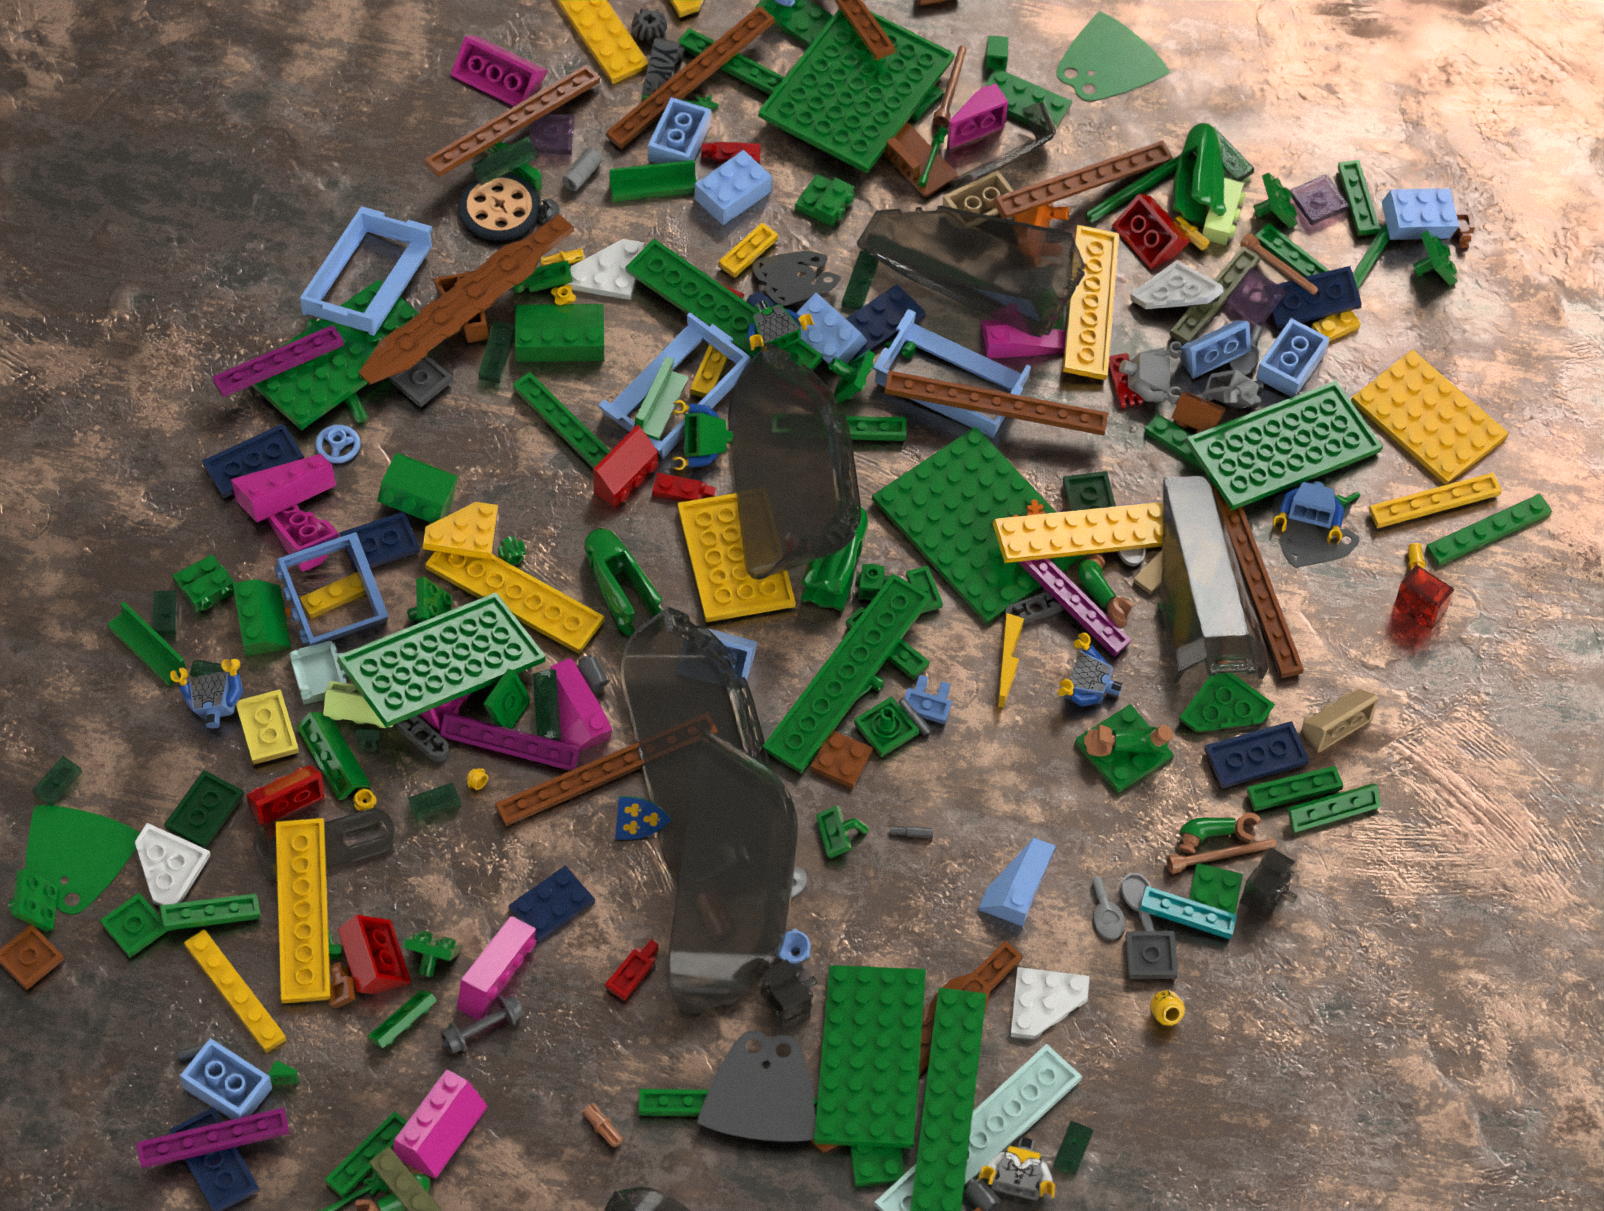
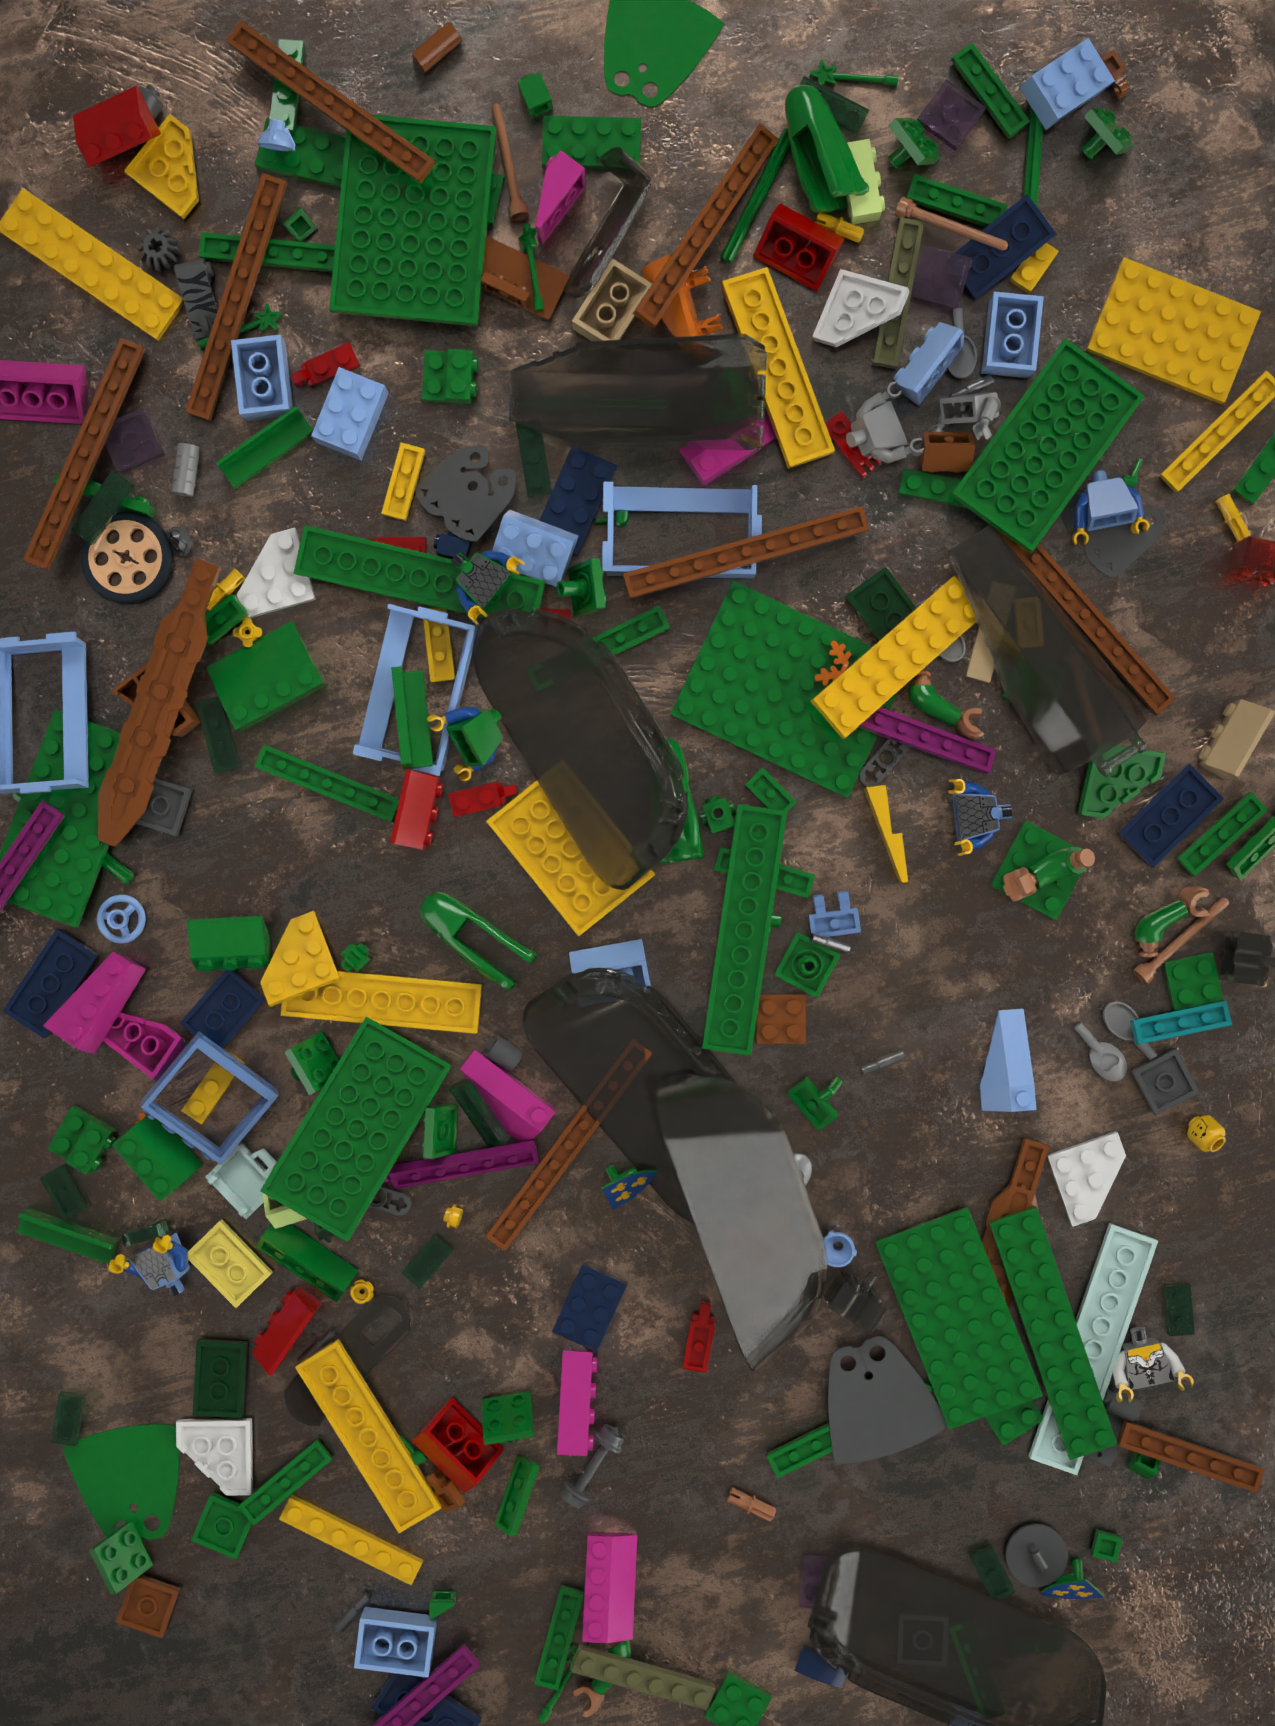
camera: 25 degrees left, 30 degrees up
(766, 56) = (298, 224): none -> green slope
(1237, 136) = (827, 75): none -> green piece

